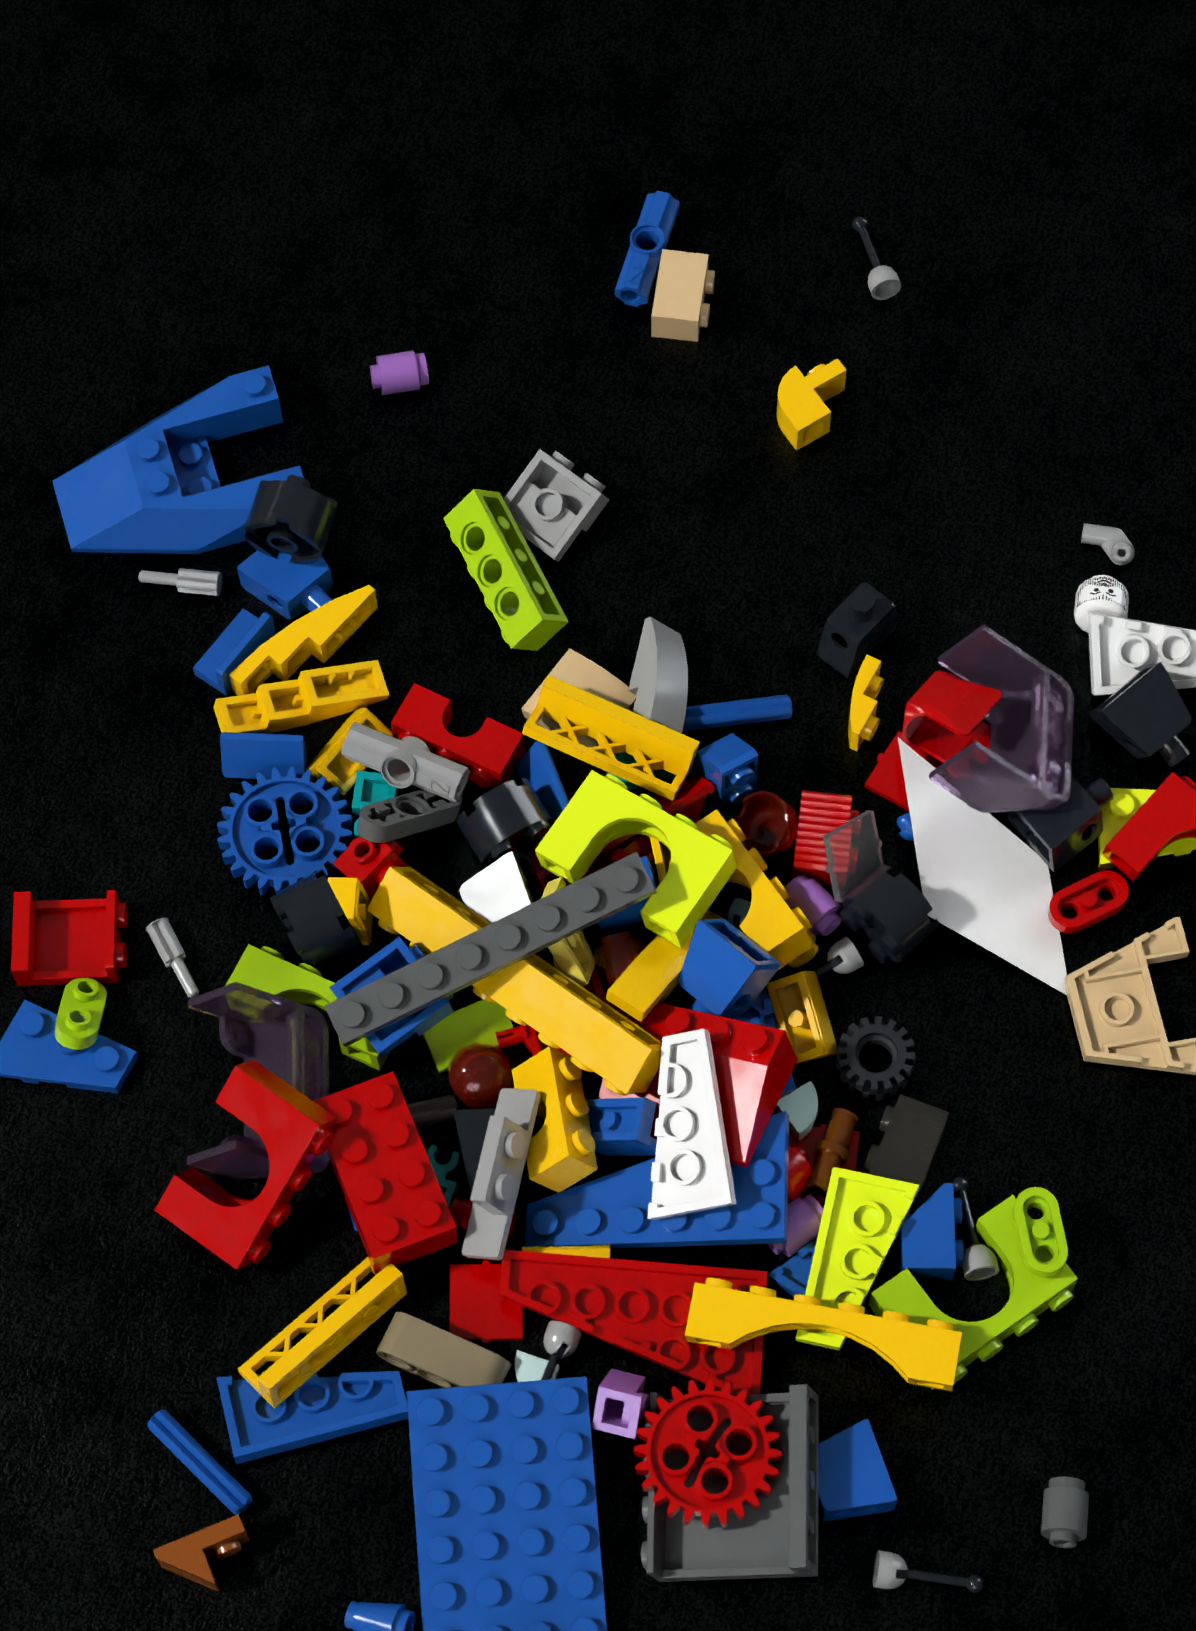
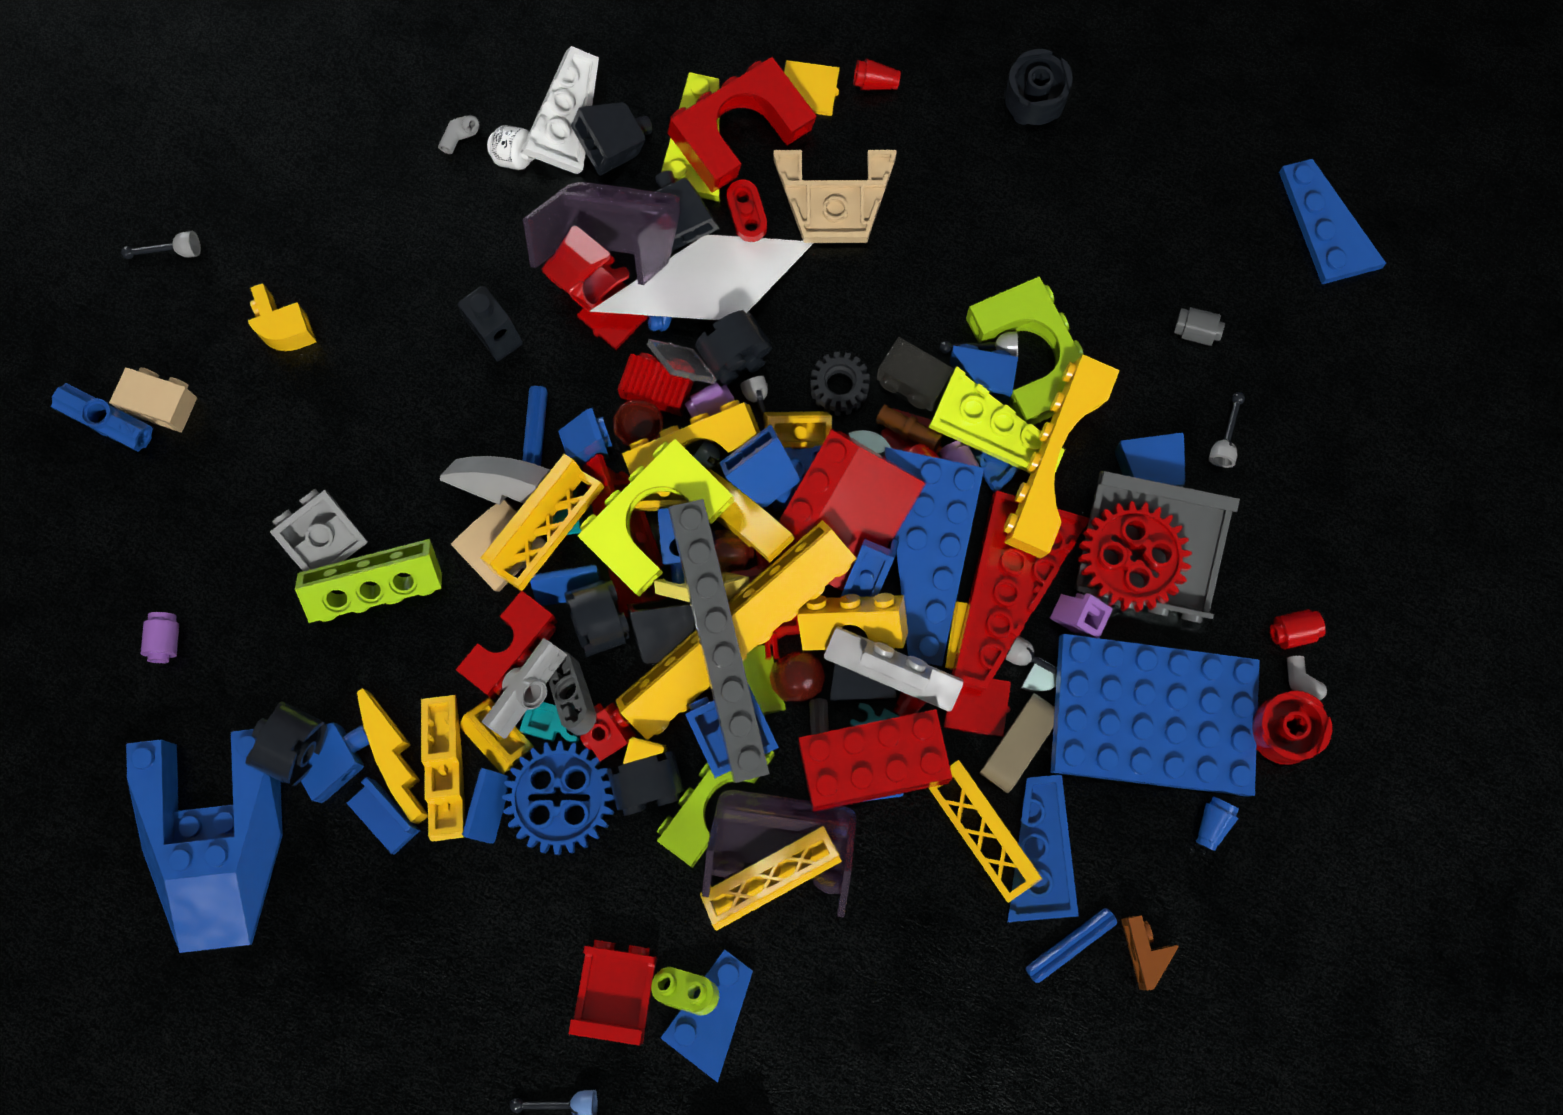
camera: 80 degrees left, 10 degrees up
(172, 953) = (643, 907): light grey axle -> none
(186, 580) = (307, 847): light grey axle -> none
(204, 1057) = (771, 877): none -> yellow fence
(293, 1134) = (840, 825): red arch -> none
(691, 1146) = (903, 519): white wing -> none
(863, 706) = (557, 336): yellow slope -> none
(1040, 1234) = (1005, 288): lime plate -> none

